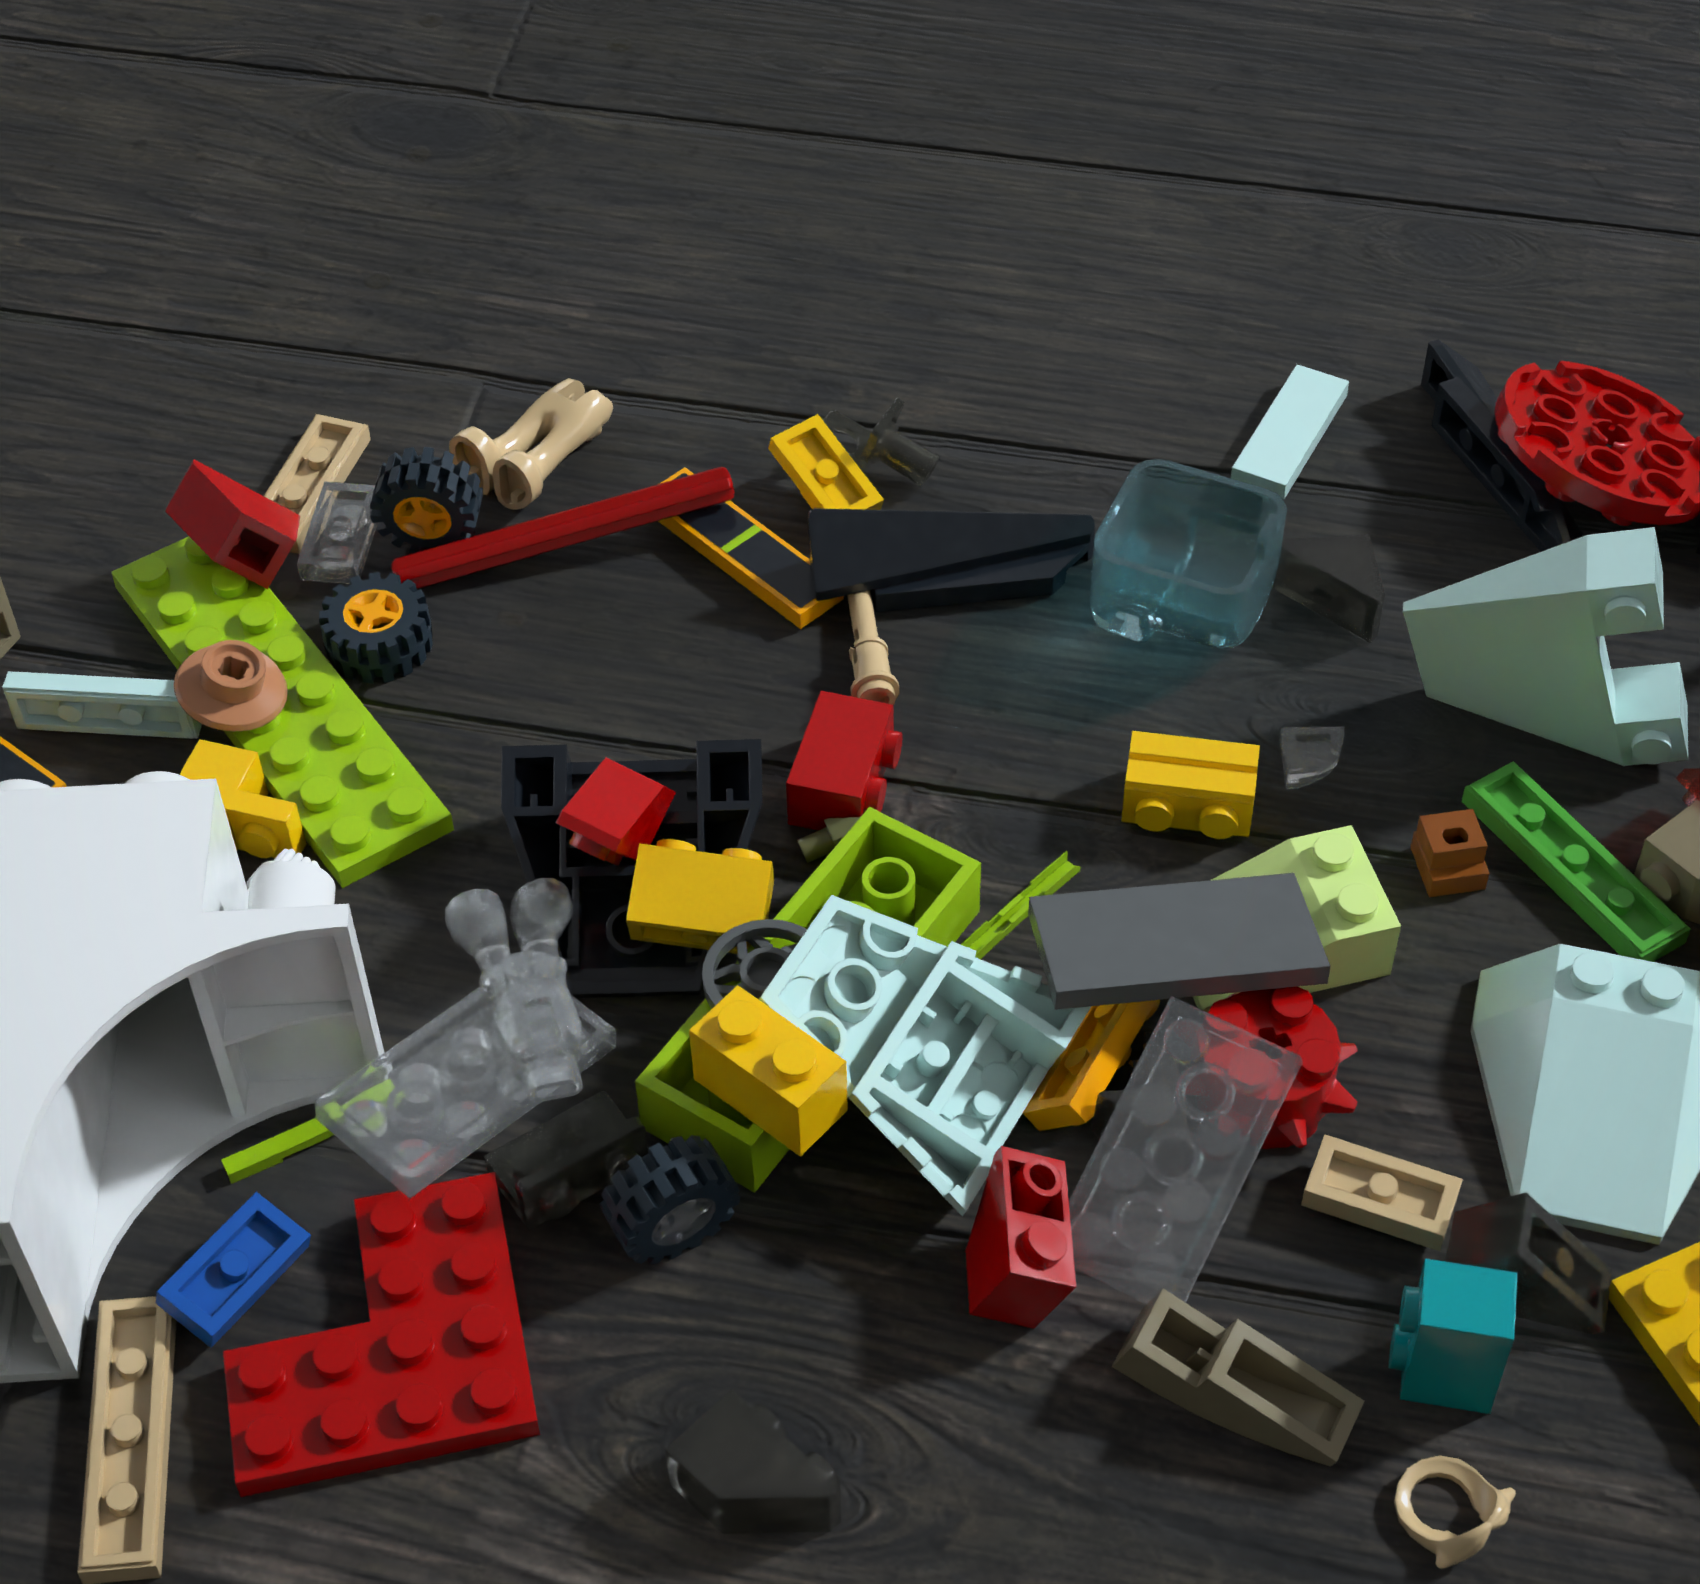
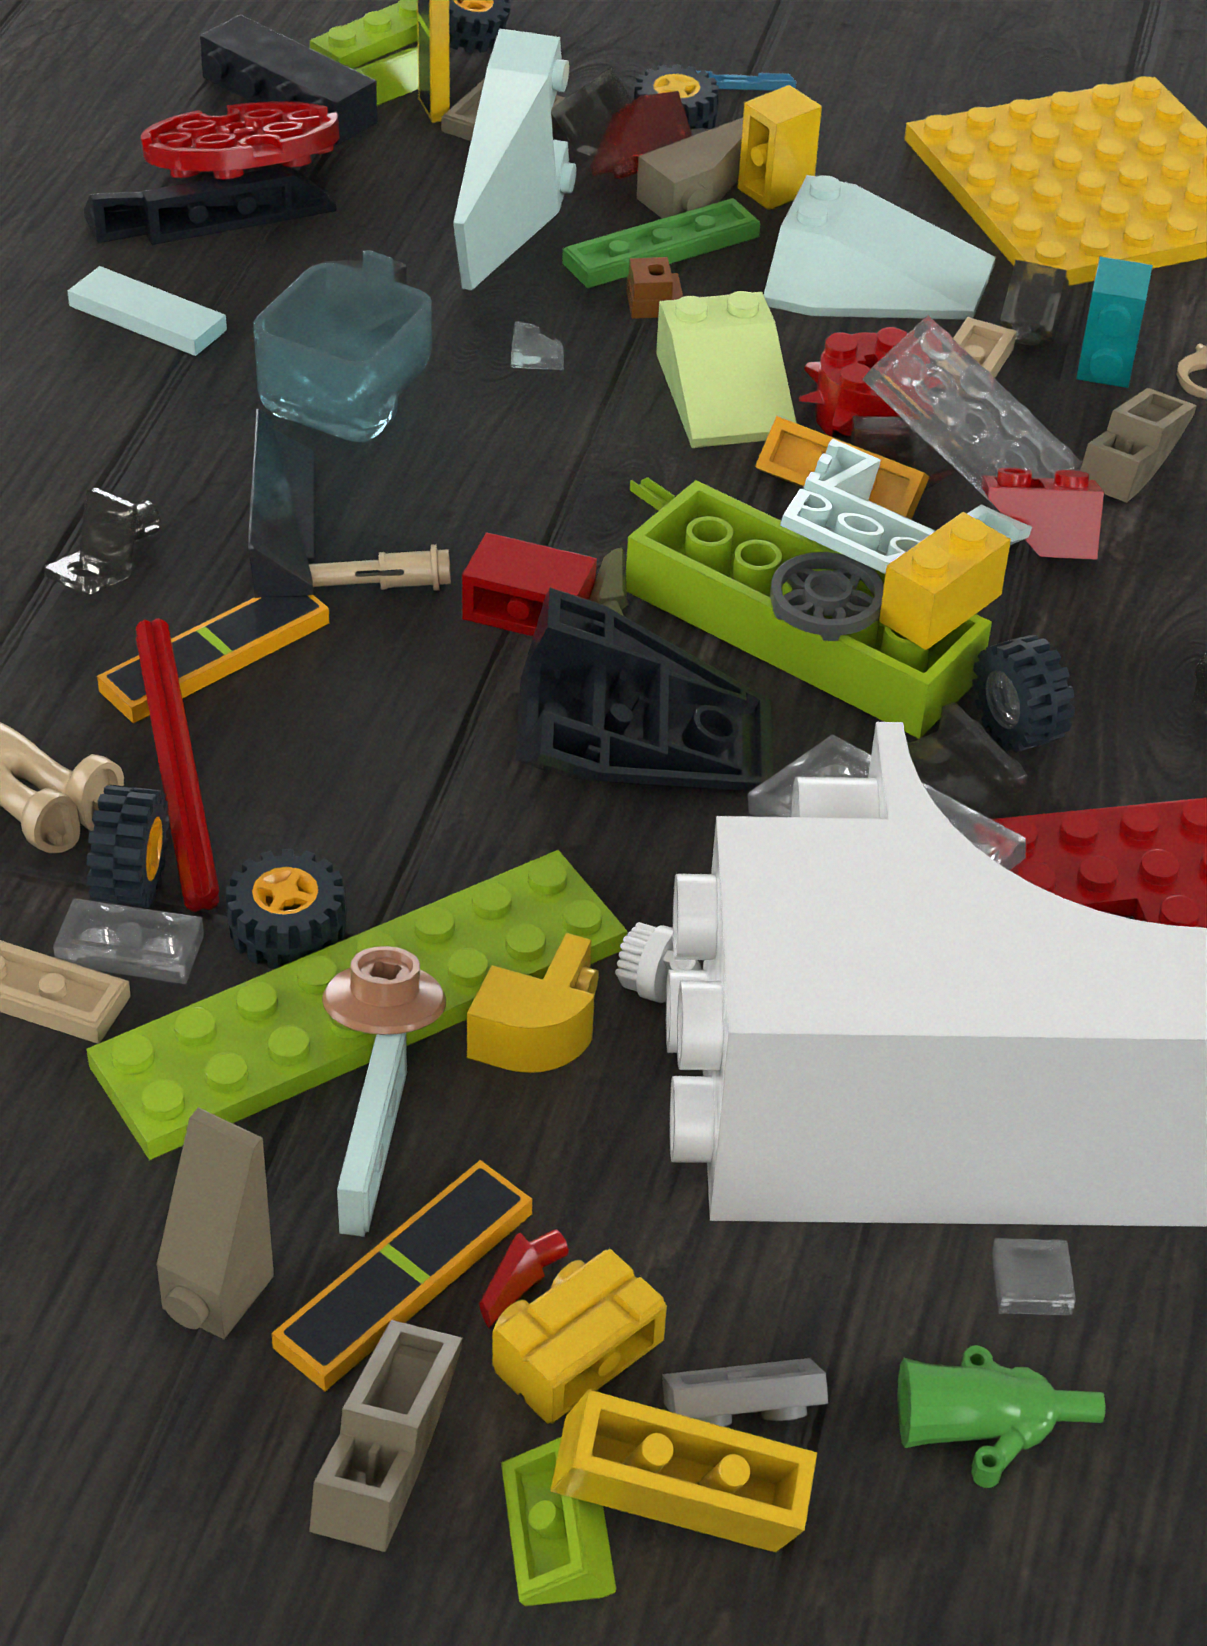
camera: 90 degrees left, 5 degrees down
(234, 523) = (141, 992): red slope -> none
(526, 988) = (764, 776): clear piece -> none
(615, 812) = (633, 674): red slope -> none
(696, 895) = (712, 653): yellow brick -> none
(823, 468) = (145, 571): yellow plate -> none
(1177, 940) = (790, 385): dark grey tile -> none
(1190, 784) = (577, 399): yellow brick -> none

